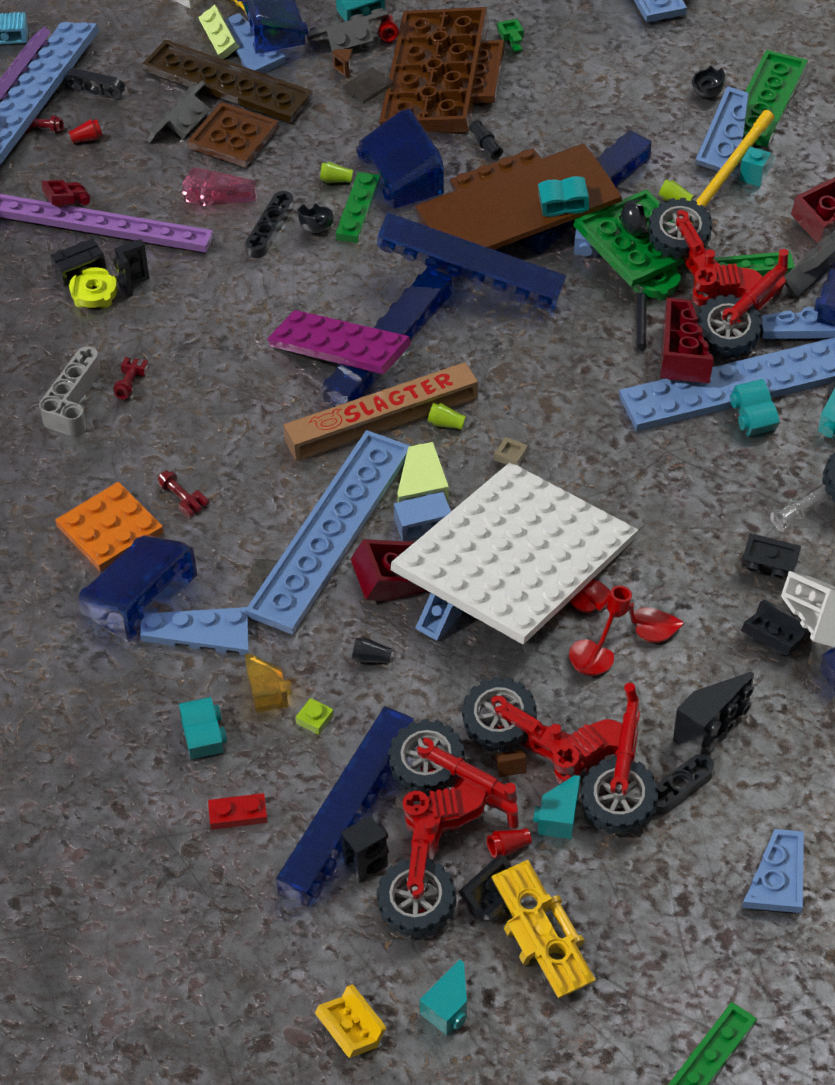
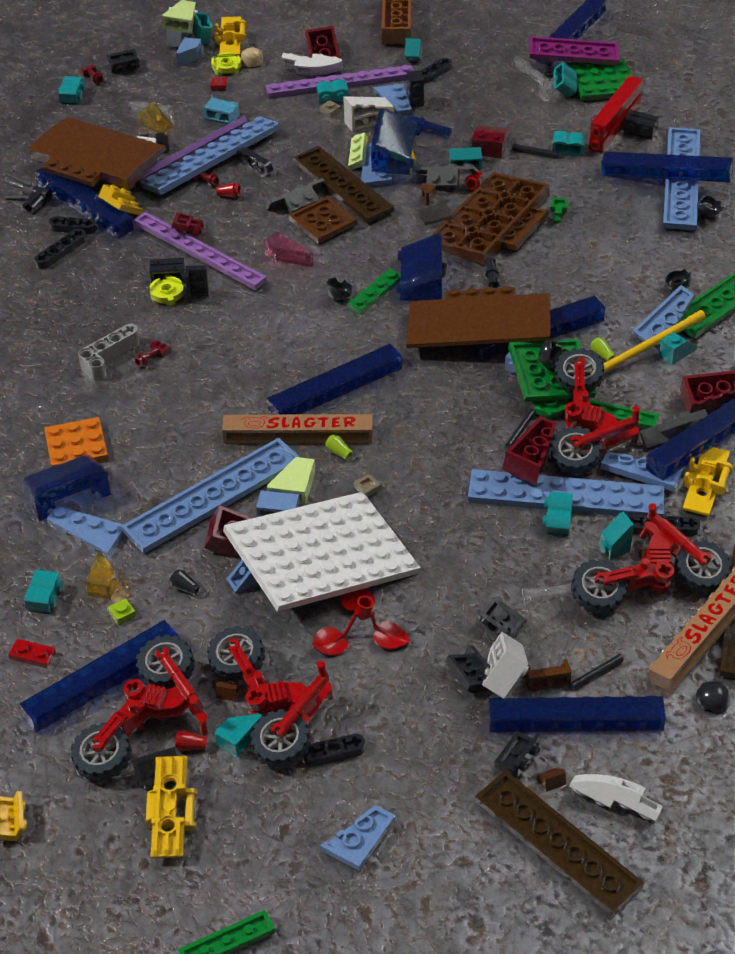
camera: 25 degrees right, 5 degrees down
(167, 480) = (130, 427): dark red hinge -> none
(265, 223) = (293, 294): black beam -> none
(335, 173) = (372, 264): lime cone -> none
(339, 341) = (297, 373): magenta plate -> none
(365, 848) = (88, 706): black brick -> none
(446, 1000) = (80, 827): teal slope -> none
(470, 261) = (419, 348): clear blue brick -> none
(563, 196) = (506, 323): teal brick -> none
(712, 712) = (383, 707): black slope -> none

